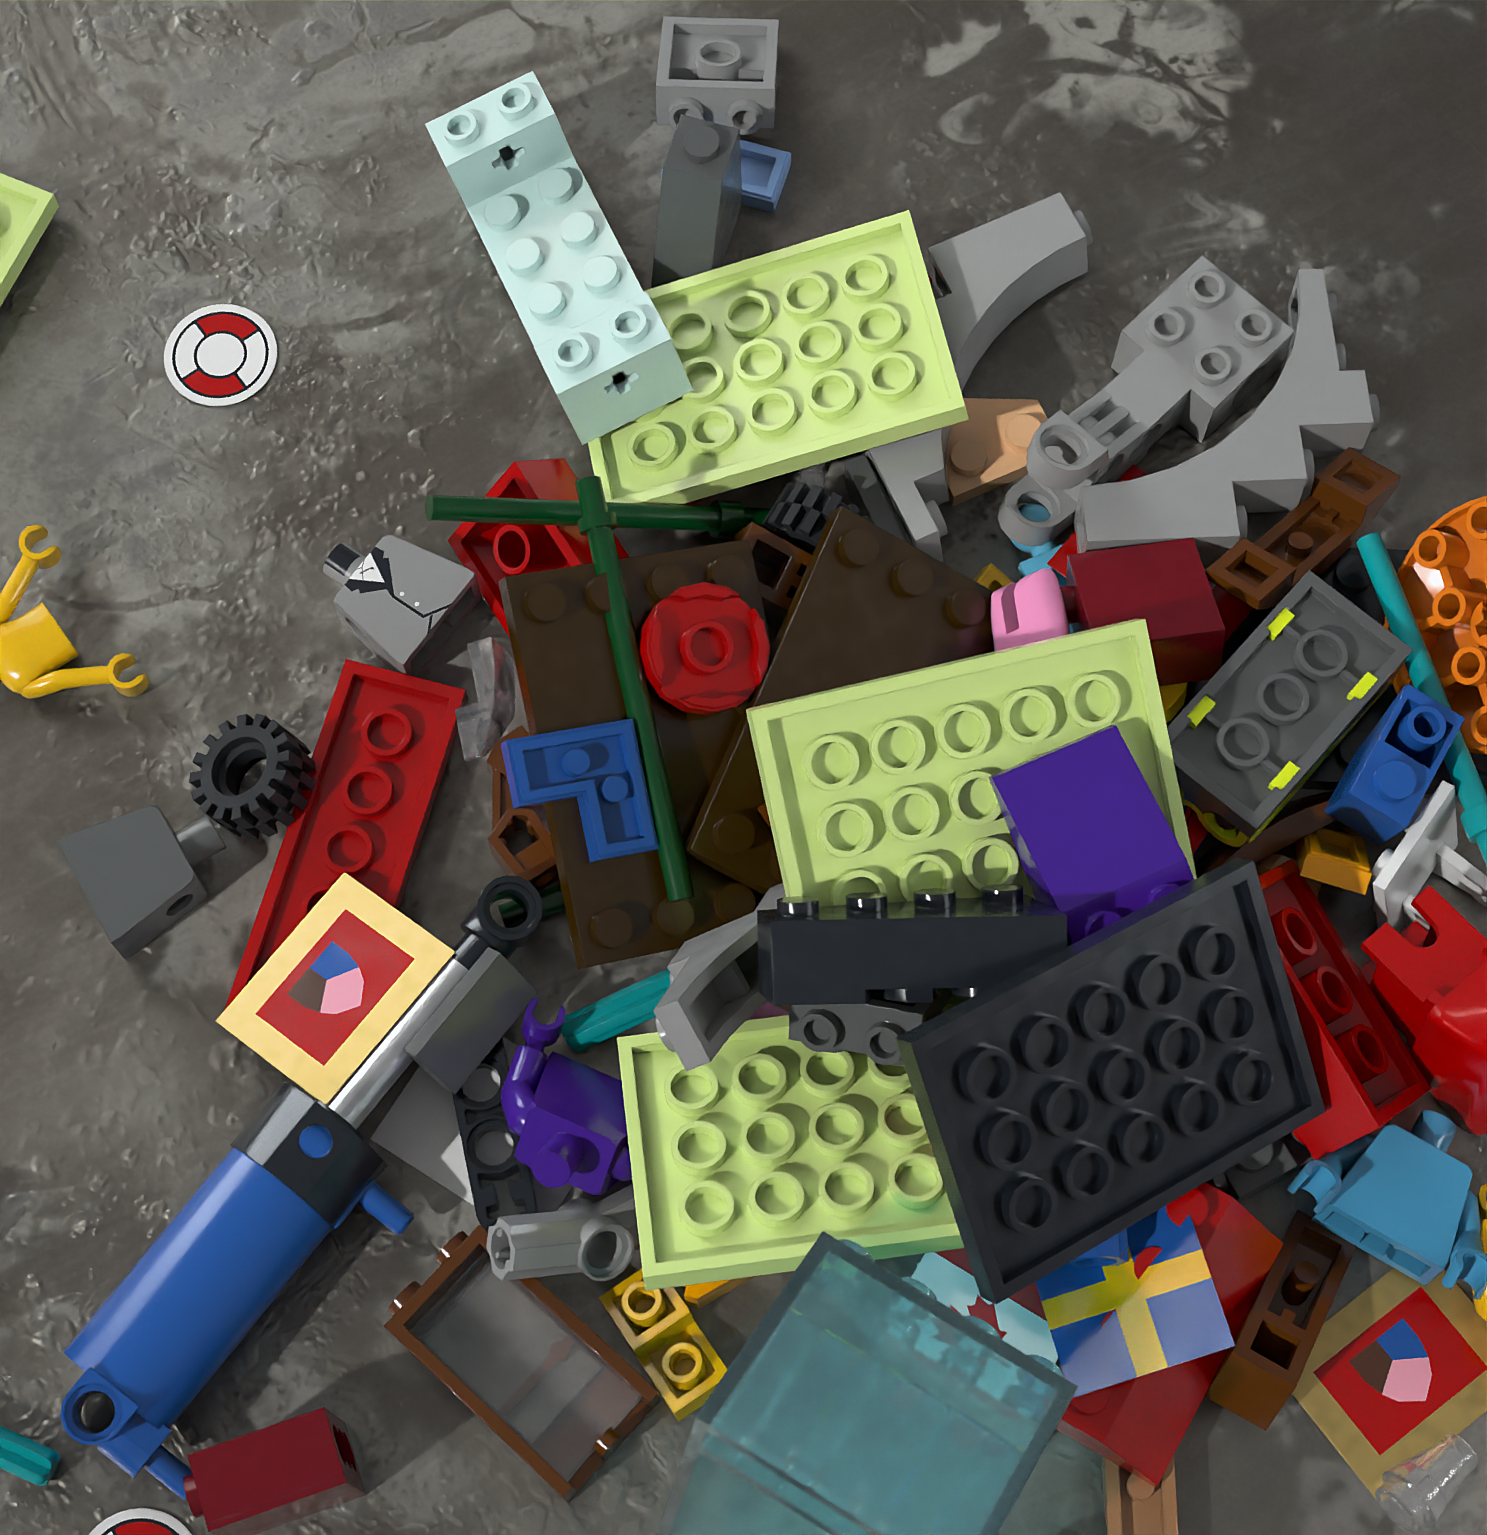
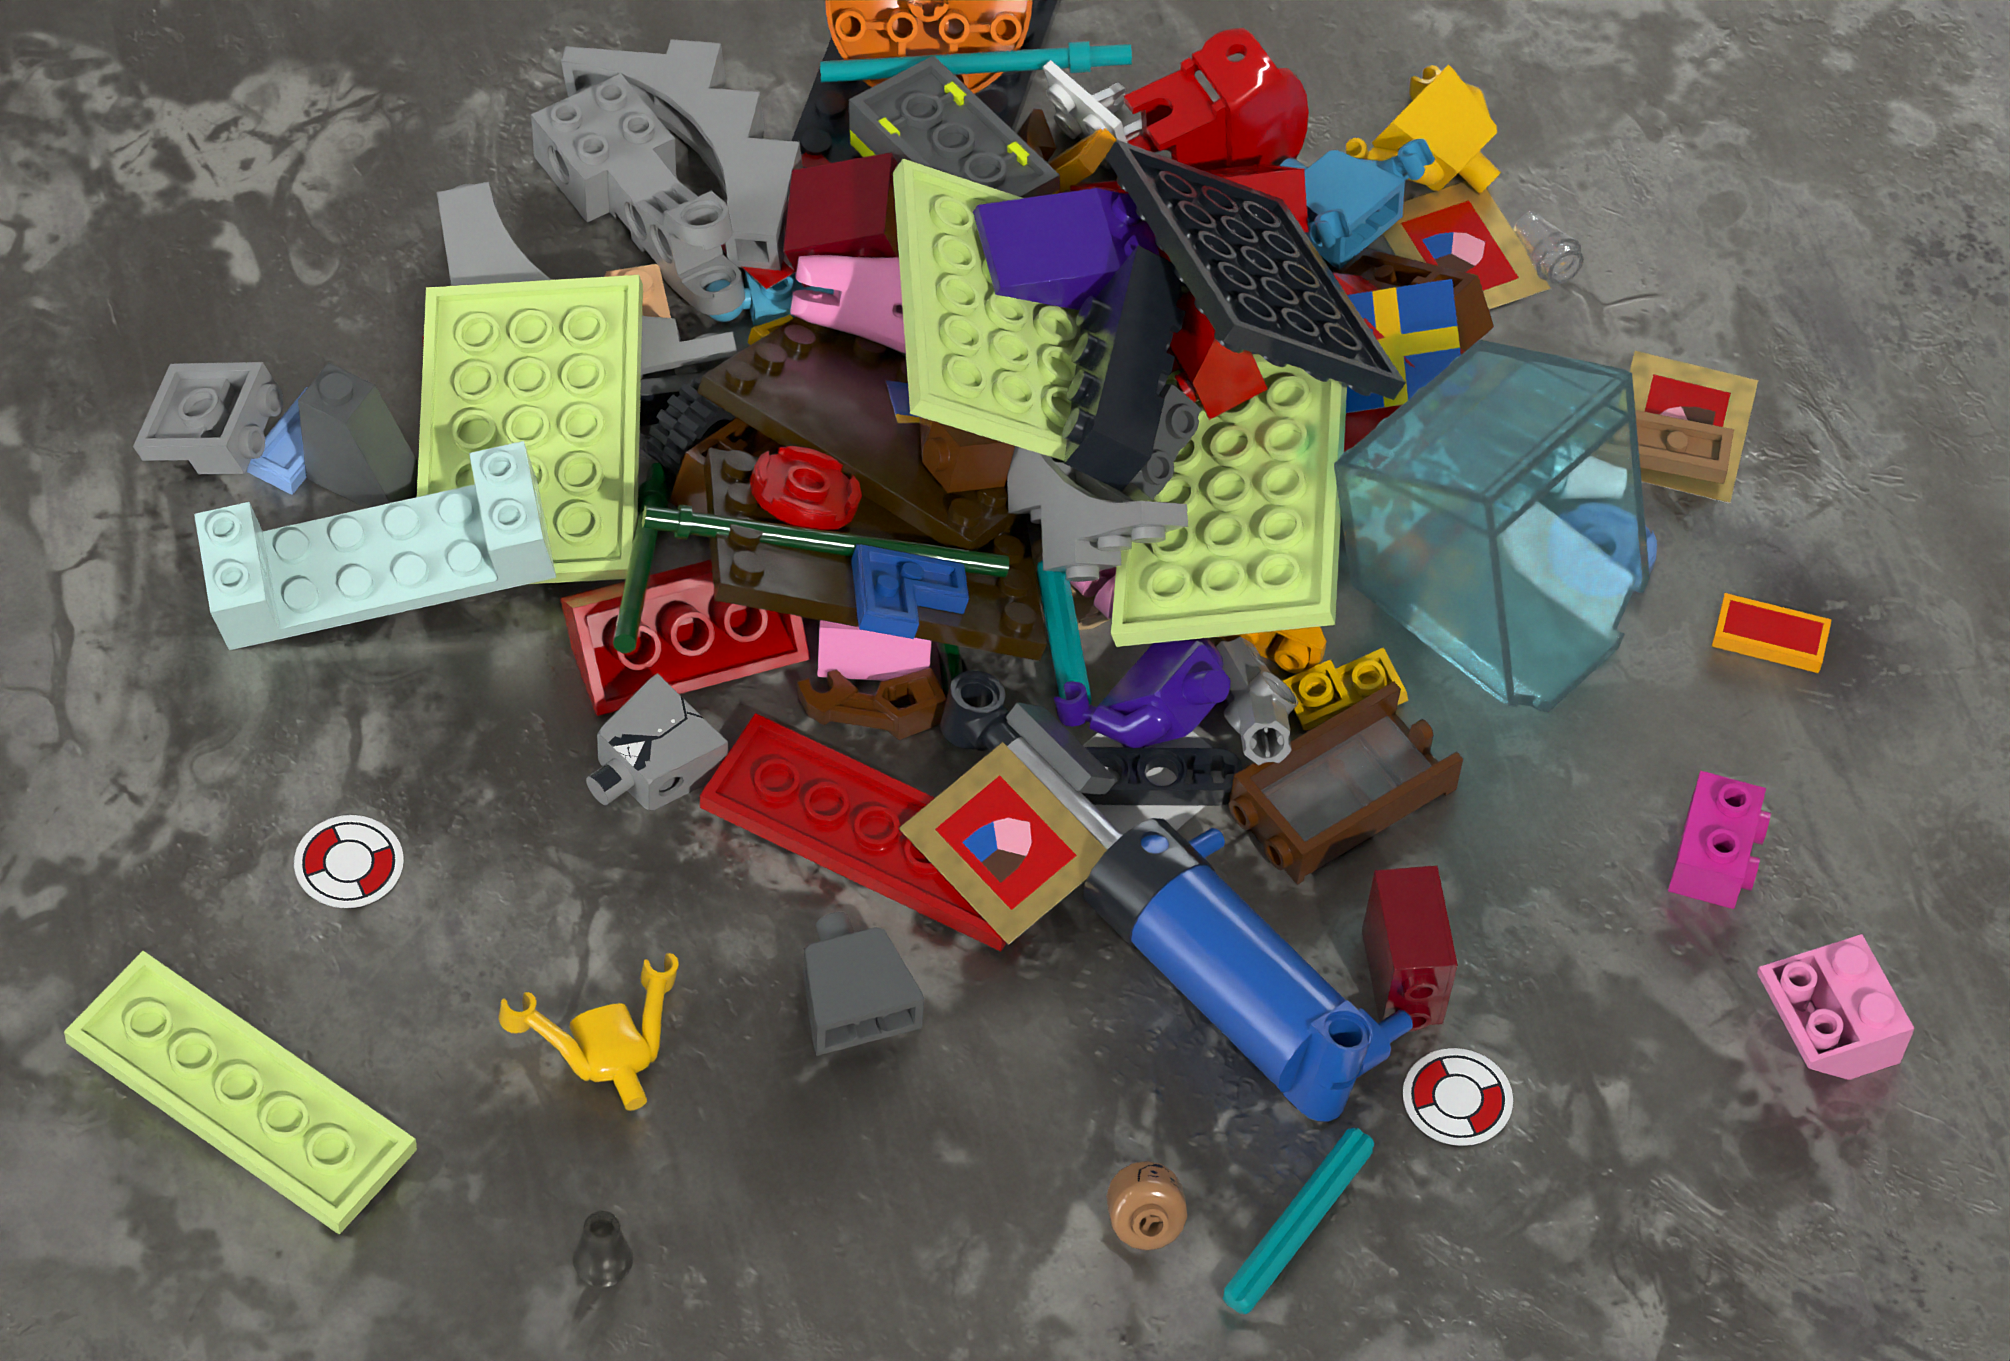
camera: 85 degrees left, 15 degrees down
(231, 759) = (767, 856): black tyre -> none
(487, 720) = (766, 695): clear slope -> none
(1311, 536) = (795, 114): reddish brown slope -> none
(1394, 766) = (1025, 93): blue slope -> none

